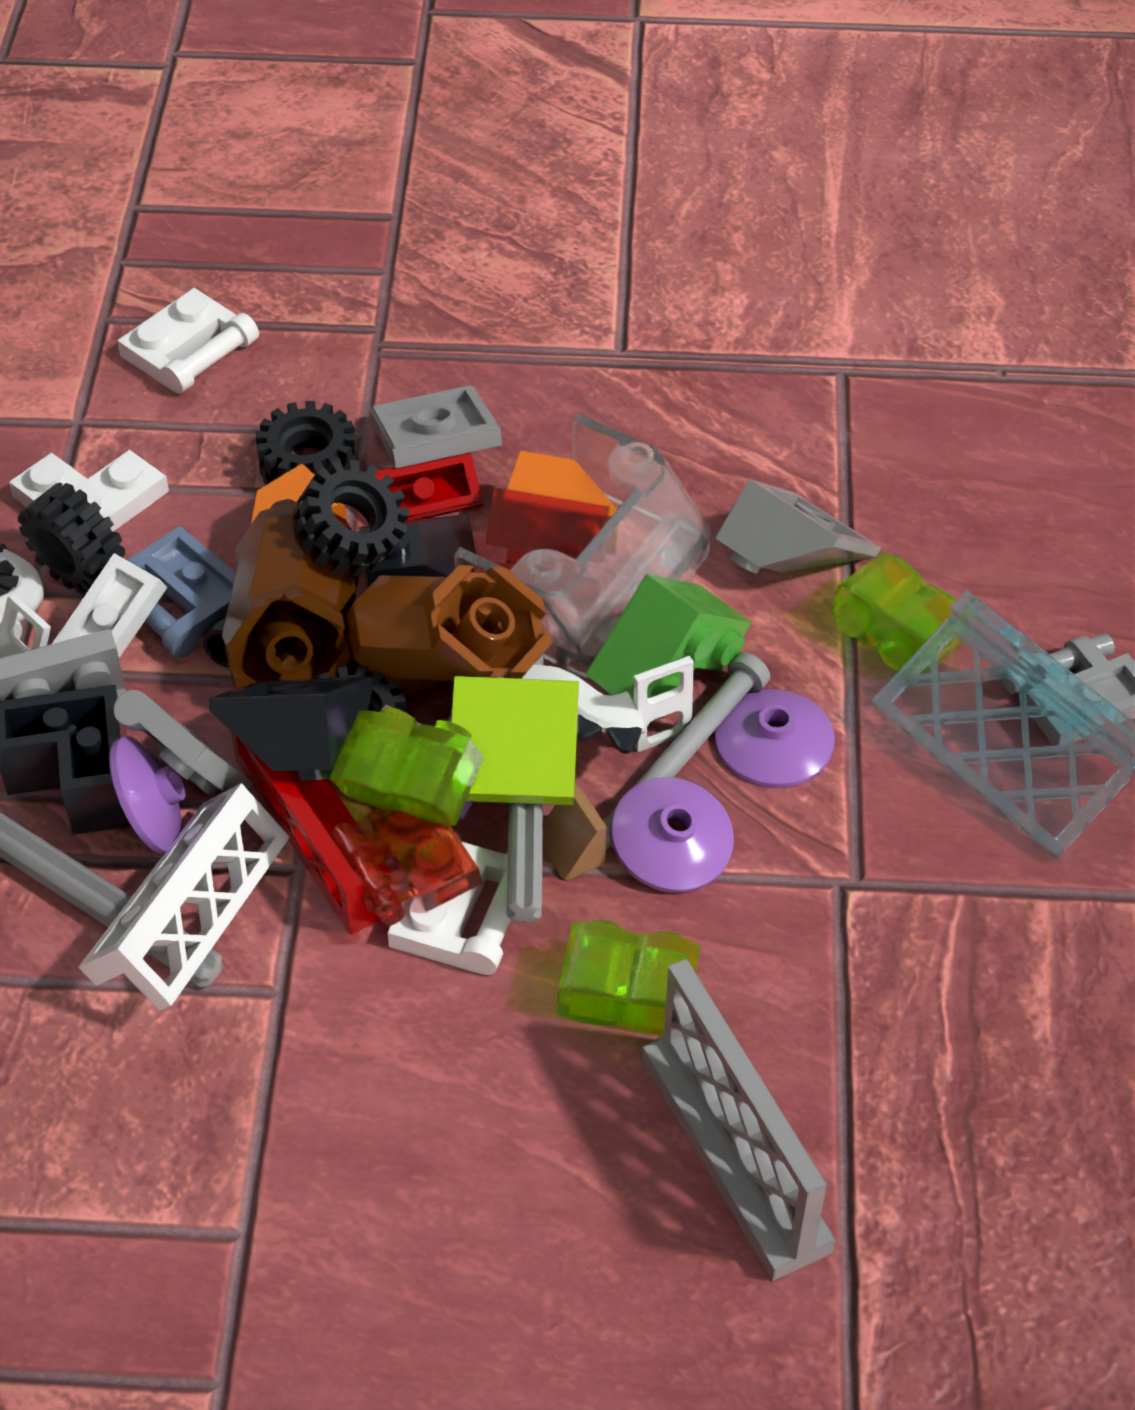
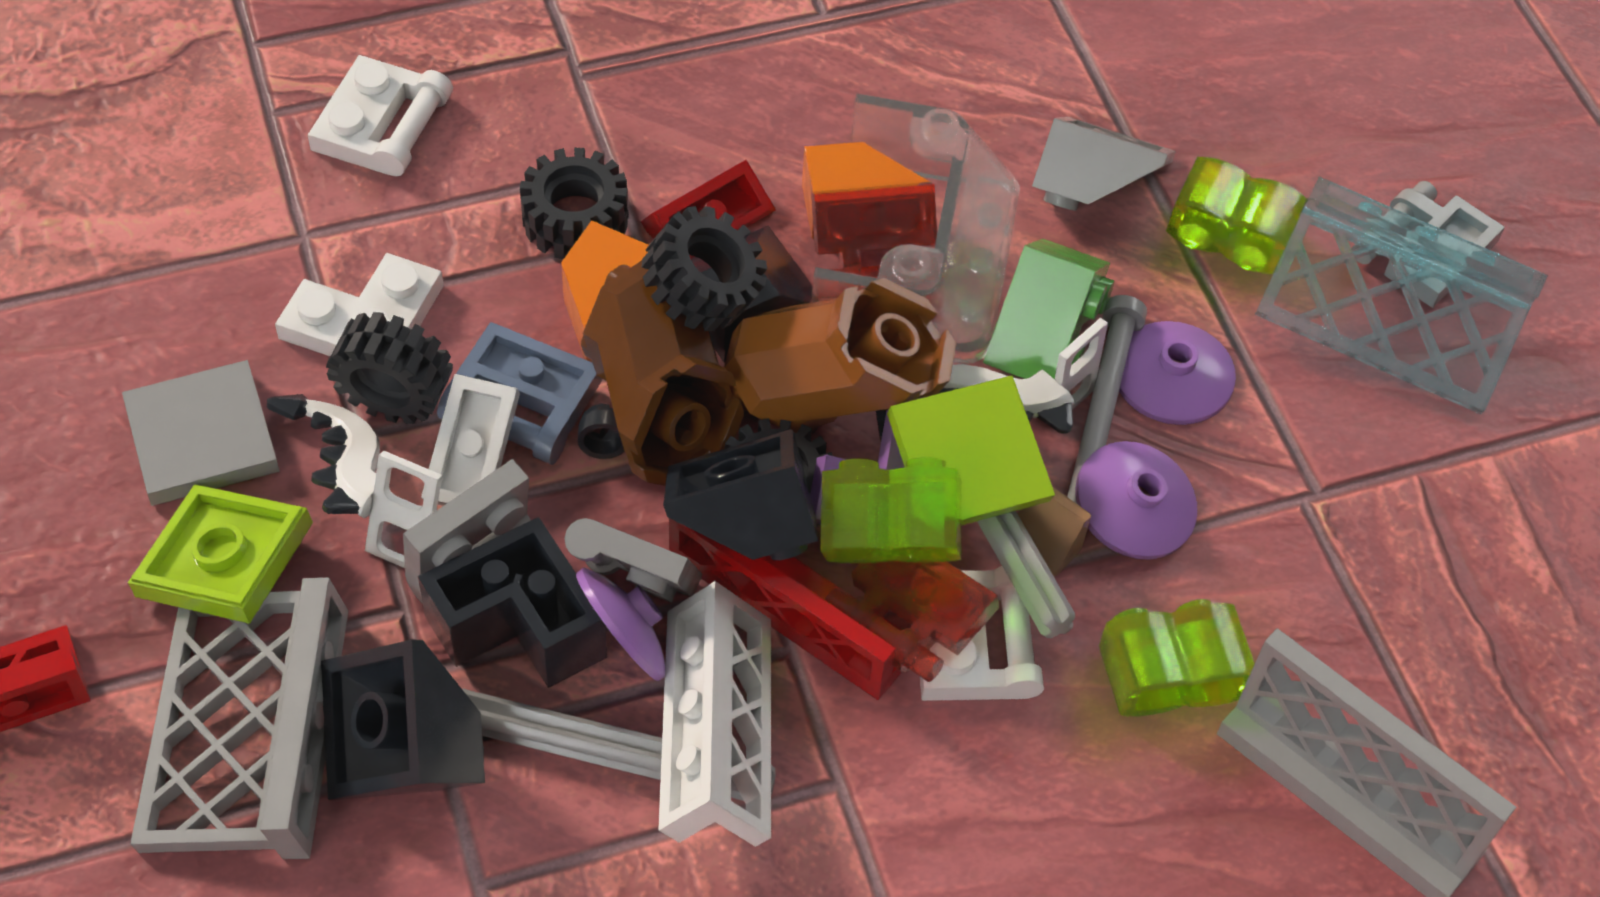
camera: 25 degrees left, 5 degrees up
(435, 426) = (694, 142): light grey tile -> none

